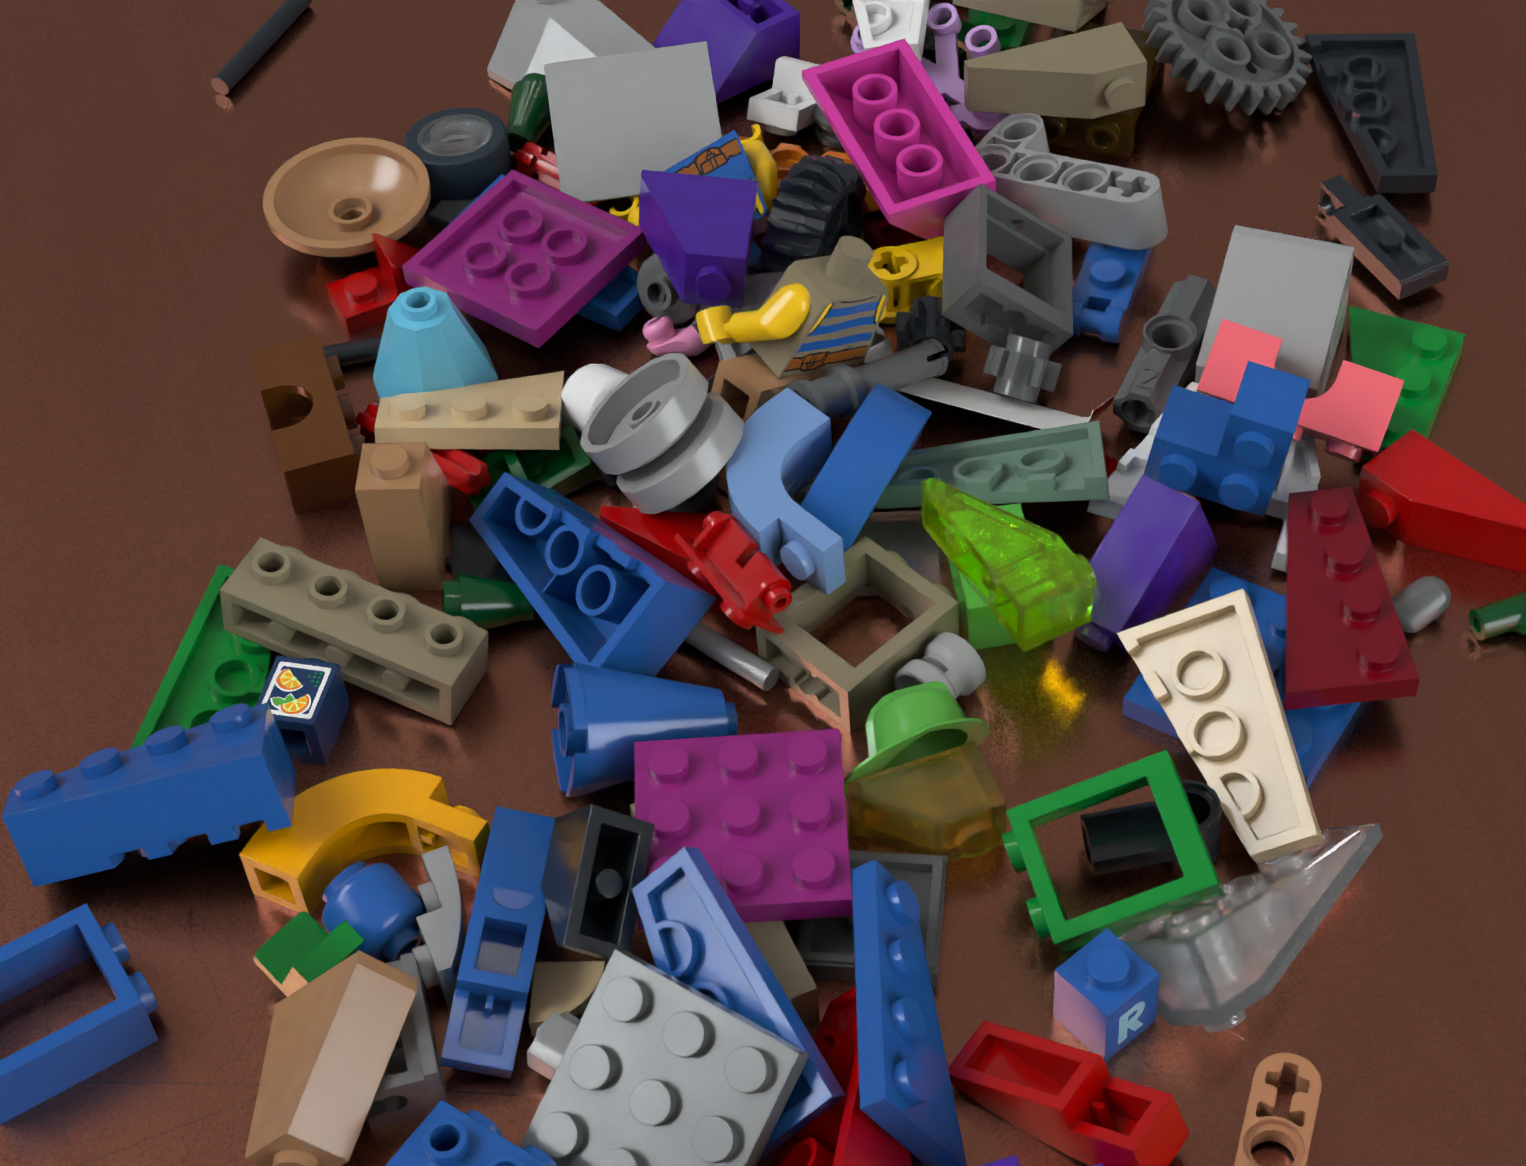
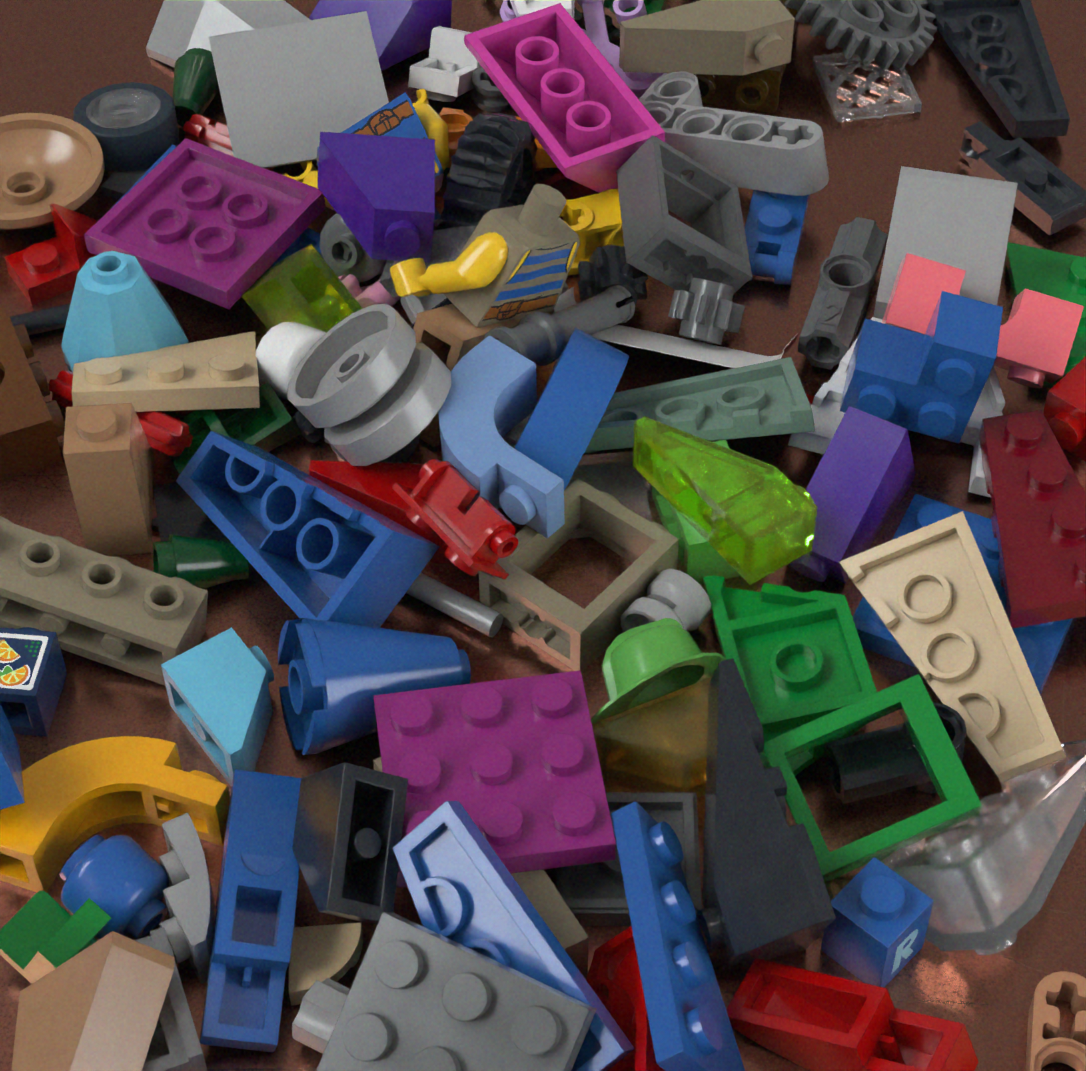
camera: 10 degrees left, 0 degrees up
(495, 737) = (223, 699): none -> medium azure slope
(613, 333) = (301, 291): none -> clear neon green slope
(991, 934) = (758, 873): none -> black wedge
(1056, 728) = (792, 654): none -> green wing
(1234, 156) = (874, 109): none -> clear window

